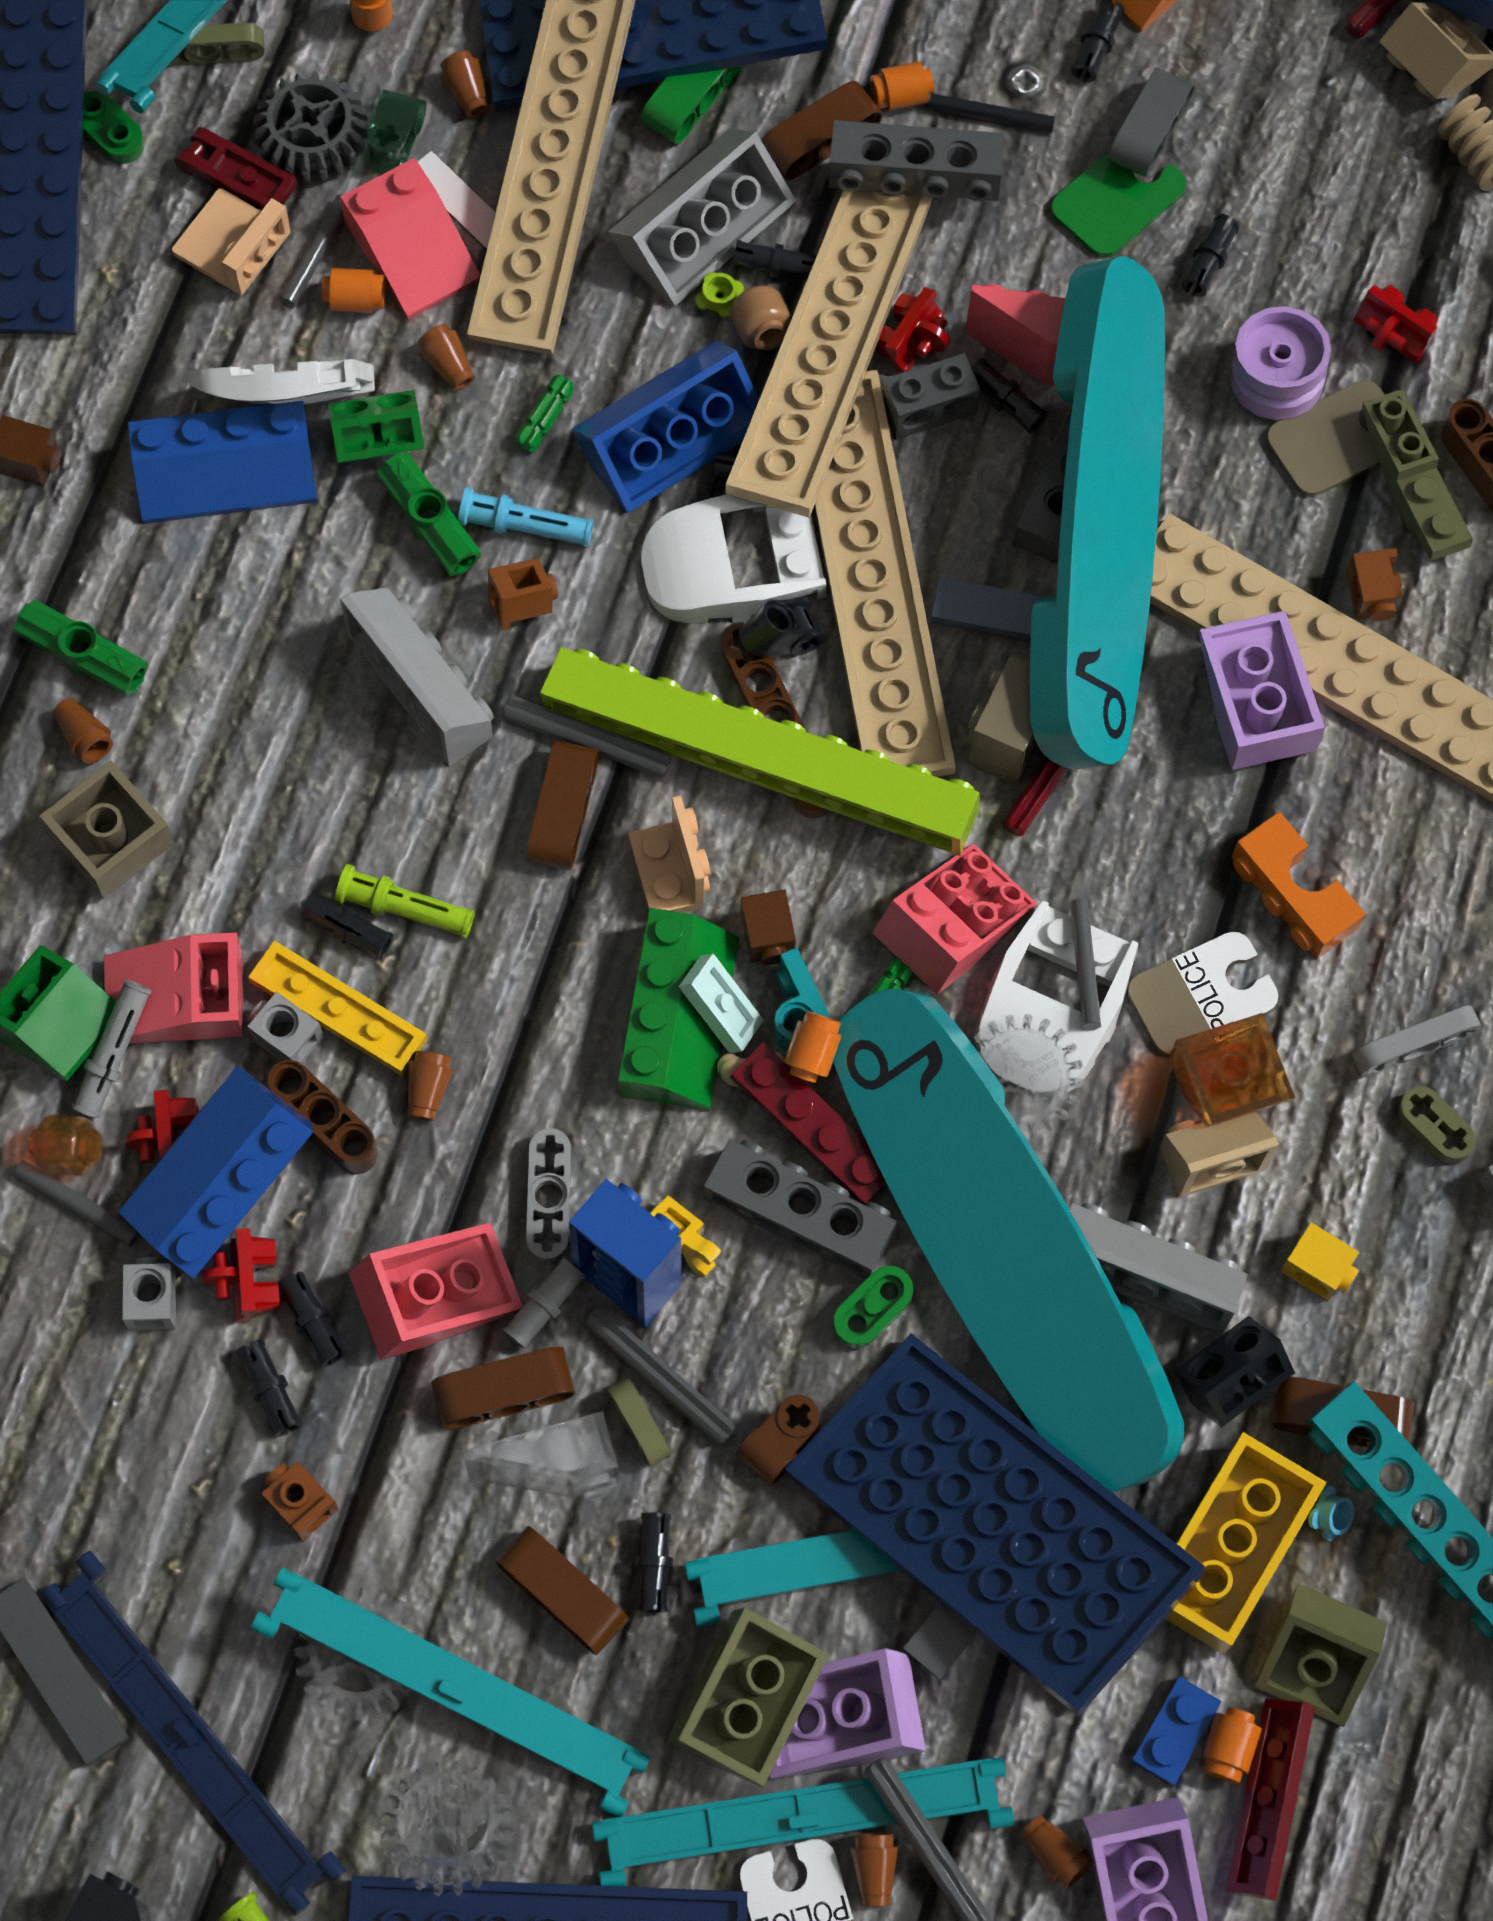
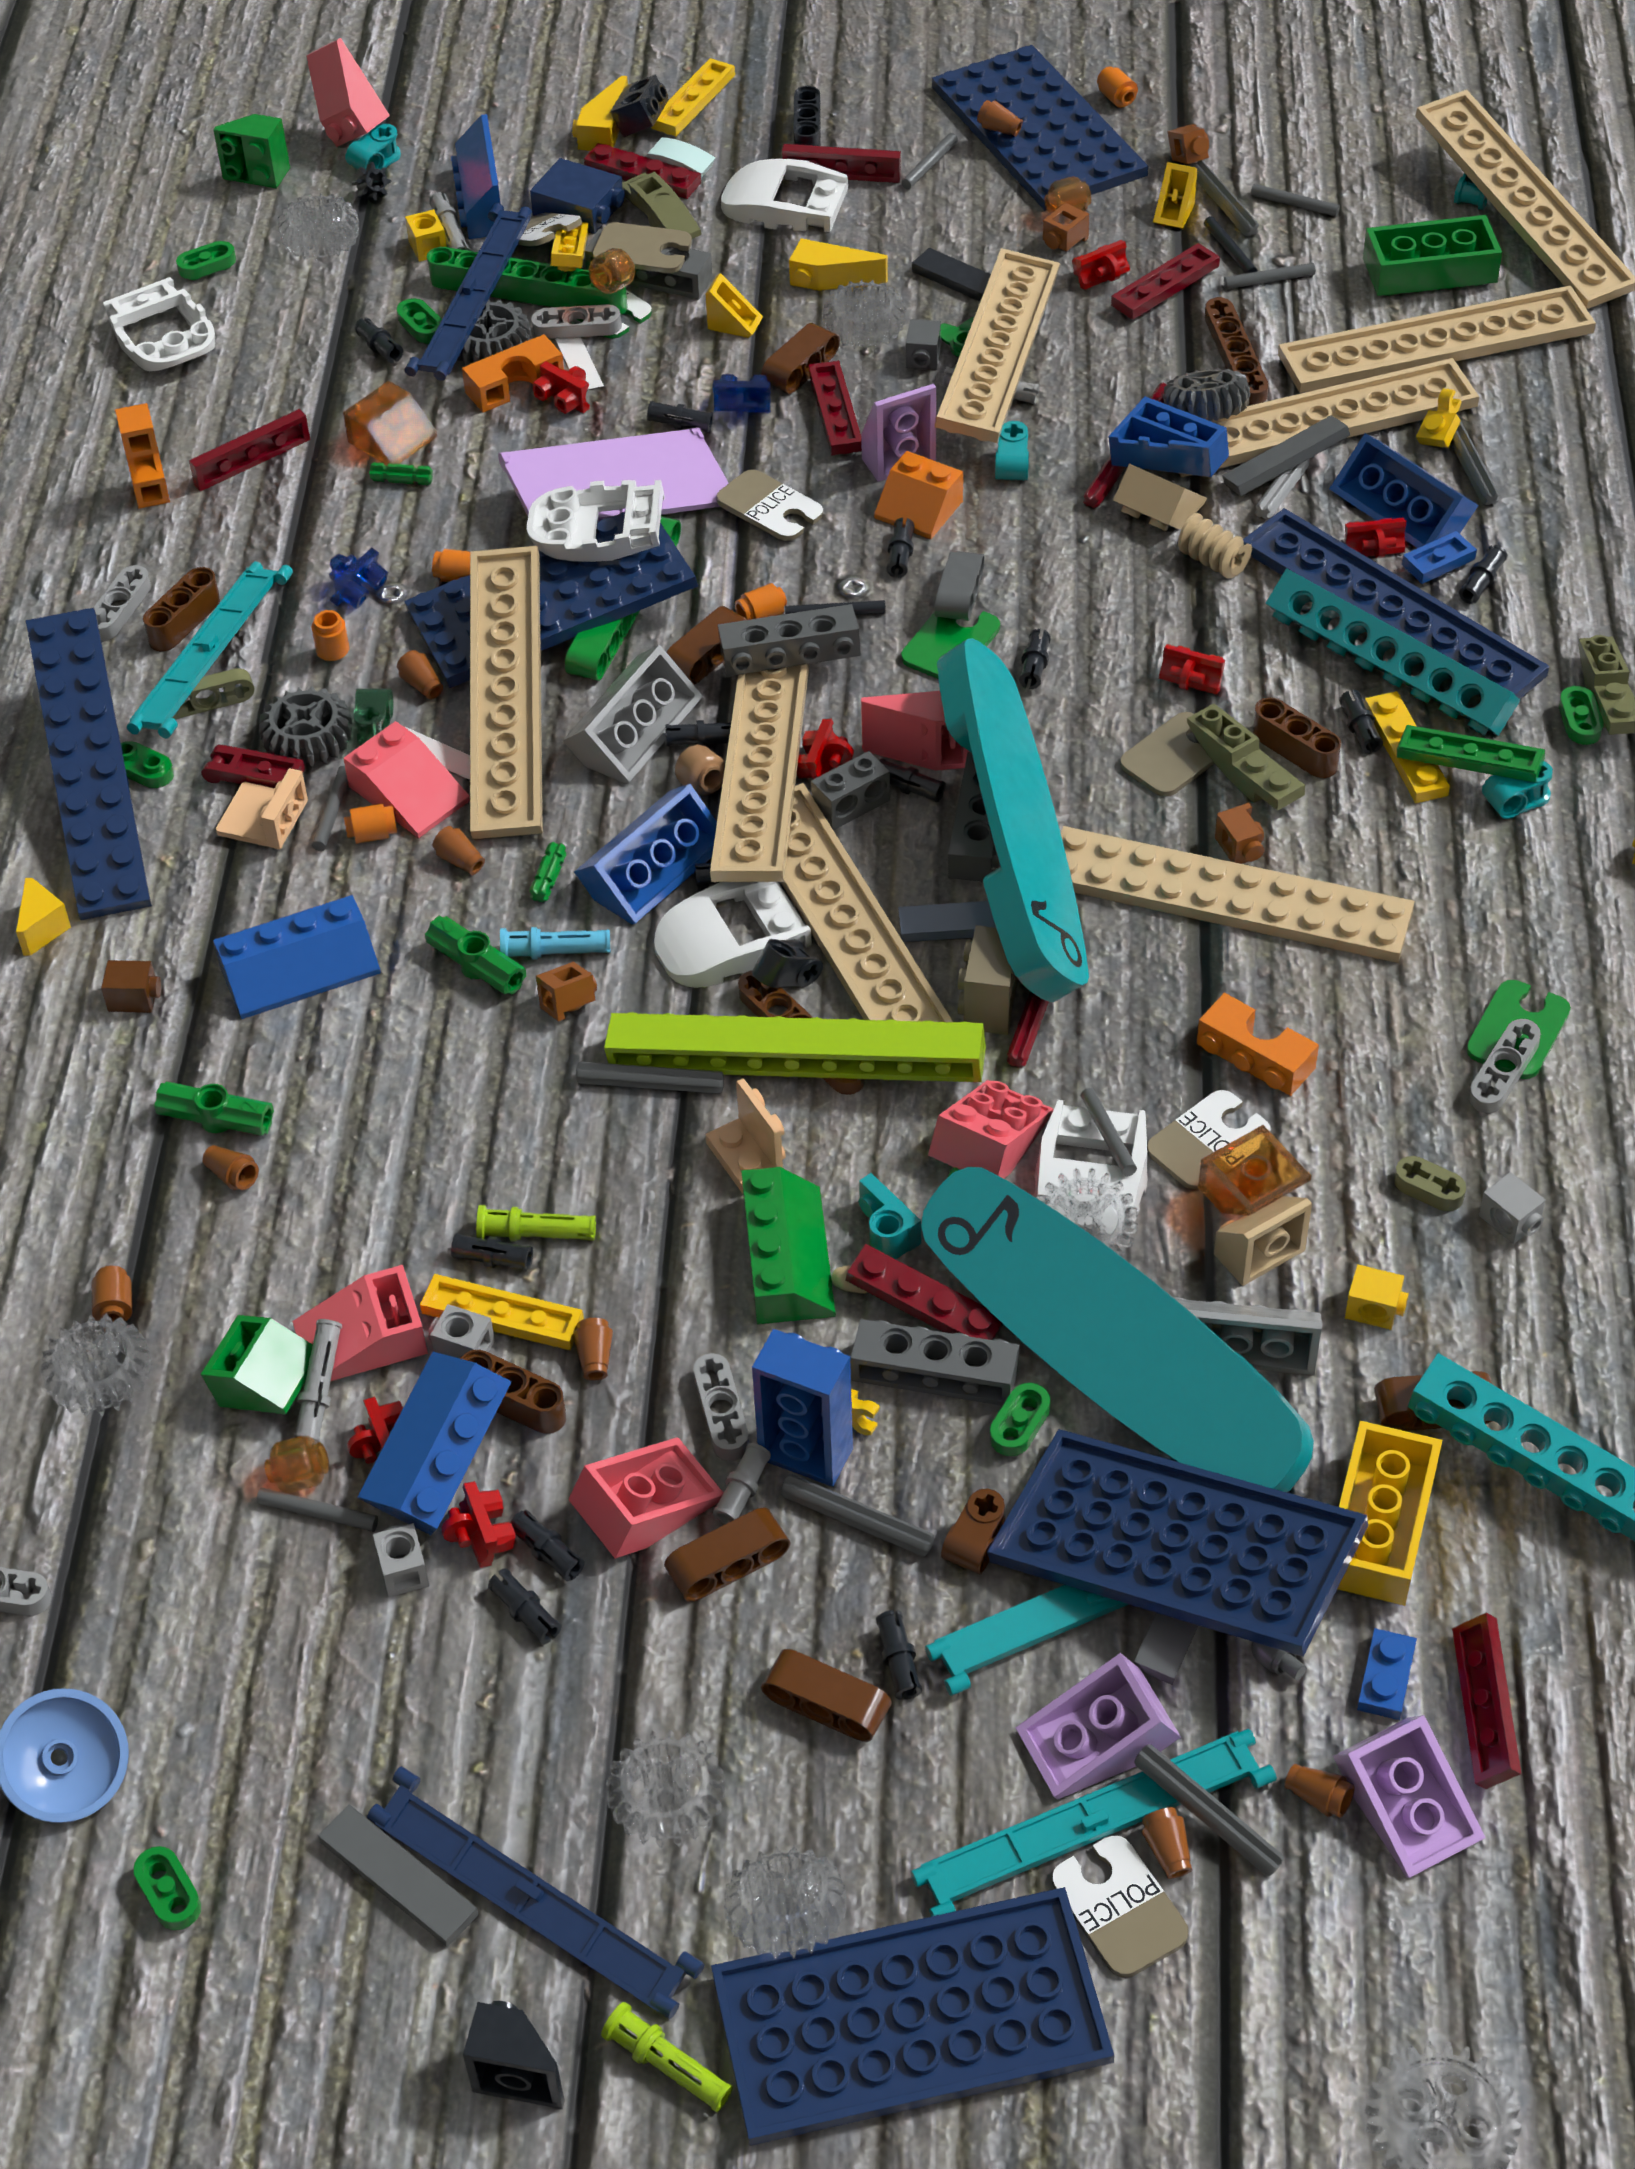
camera: 10 degrees left, 20 degrees down
(107, 829) = (271, 1225): dark tan brick -> none
(308, 1513) = (583, 1691): dark orange brick -> none
(311, 382) = (298, 891): white slope -> none
(376, 426) = (415, 903): green brick -> none
(416, 672) = (497, 1062): light grey slope -> none
(454, 1685) = (756, 1784): teal piece -> none
(556, 1460) = (784, 1591): clear slope -> none
(562, 805) = (645, 1126): reddish brown beam -> none
(638, 1422) = (851, 1551): olive beam -> none
(718, 283) = (661, 765): lime plate -> none
(721, 1003) = (821, 1227): light aqua plate -> none
(748, 1697) = (1014, 1731): olive slope -> none
(767, 926) = (840, 1169): reddish brown brick -> none
(813, 1046) = (908, 1232): orange brick -> none
(1230, 1745) = (1437, 1668): orange brick -> none
(1235, 1371) = (1336, 1387): black brick -> none
(1260, 690) = (1180, 920): lavender slope -> none
(1280, 363) = (1114, 708): lavender wheel -> none
(1321, 1654) = (1486, 1576): olive slope -> none
(1331, 1513) = (1454, 1475): medium azure plate -> none
(1416, 1041) = (1391, 1127): light grey beam -> none

